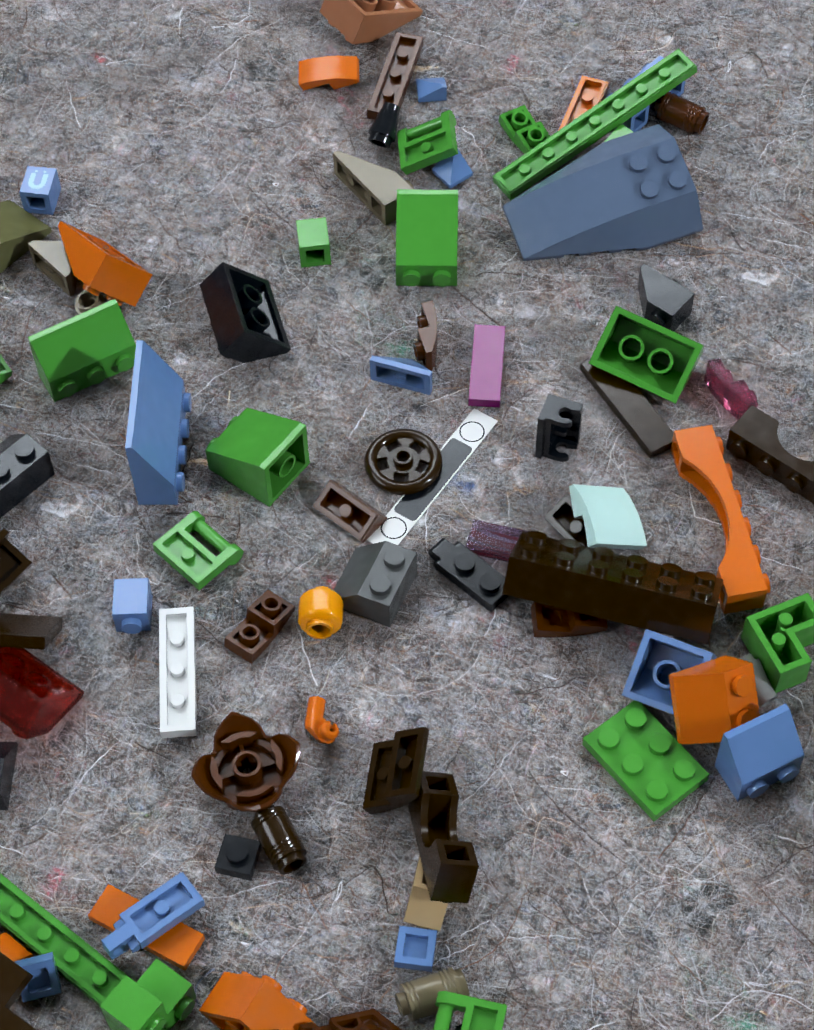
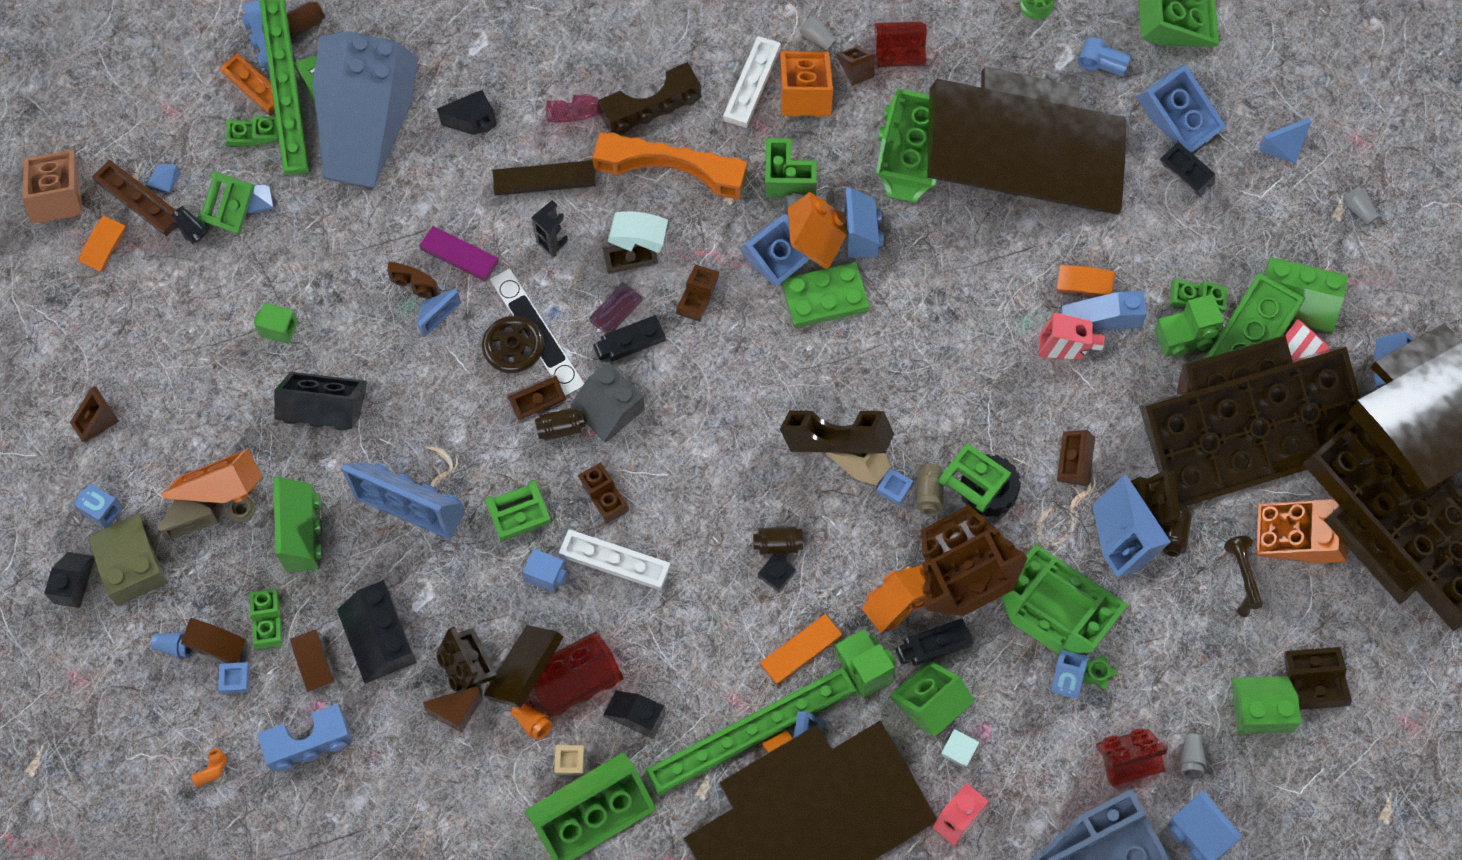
camera: 65 degrees left, 10 degrees up
(140, 147) = (93, 416): none -> reddish brown slope
(153, 916) = (802, 637): medium blue hinge -> none
(242, 744) = (723, 520): reddish brown brick -> none
(260, 453) = (458, 435): bright green slope -> none
(316, 724) = (701, 485): orange arm -> none
(320, 612) = (617, 446): light orange head -> none
(323, 545) = (560, 424): none -> dark brown head
(371, 184) = (247, 257): slope -> none
(396, 771) = (769, 444): dark brown slope -> none
(426, 237) = (326, 242): bright green slope -> none
(613, 586) = (698, 251): dark brown brick -> none
(646, 354) = (515, 145): bright green slope -> none

